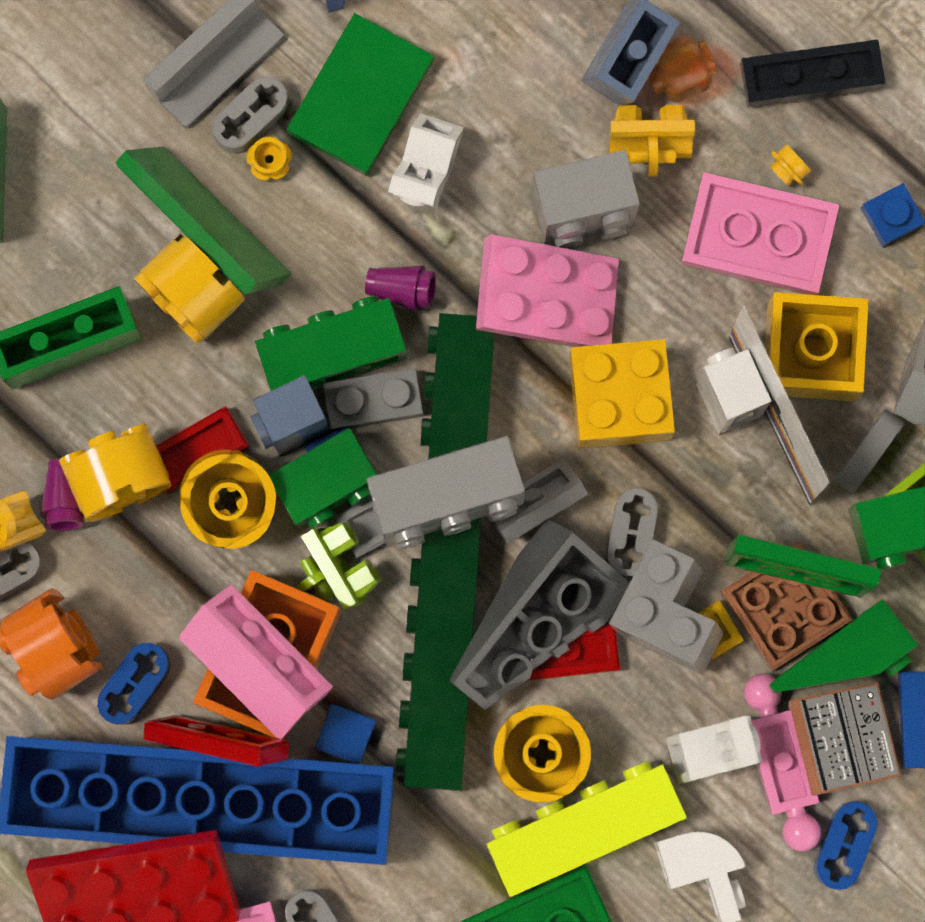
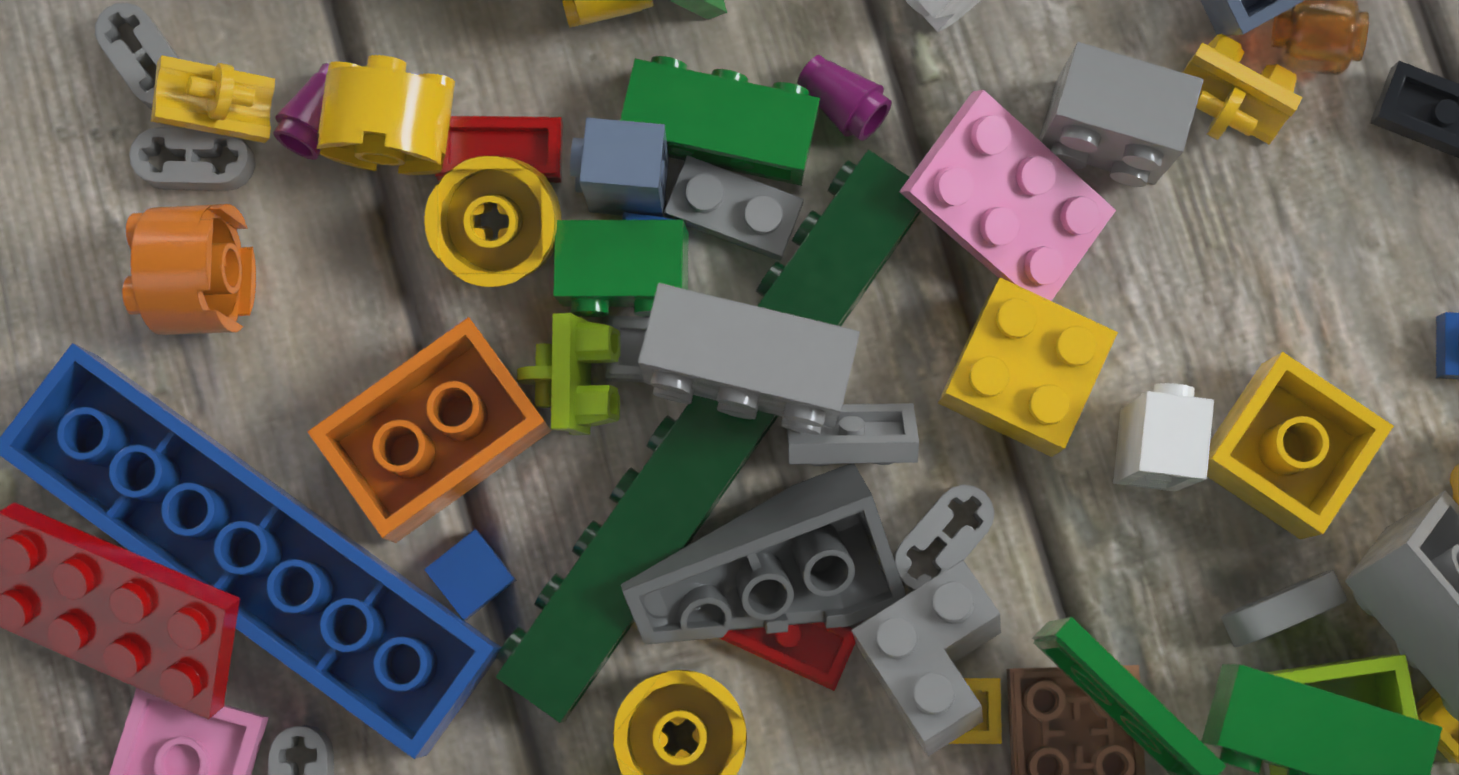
camera: 30 degrees right, 0 degrees up
(125, 676) = (260, 359): blue beam -> none
(216, 740) = (310, 493): red tile -> none
(254, 661) = (406, 425): bright pink panel -> none
(760, 234) = (1301, 277): bright pink plate -> none
(781, 412) = (1211, 504): white sticker -> none
(789, 166) = (1382, 218): yellow plate -> none

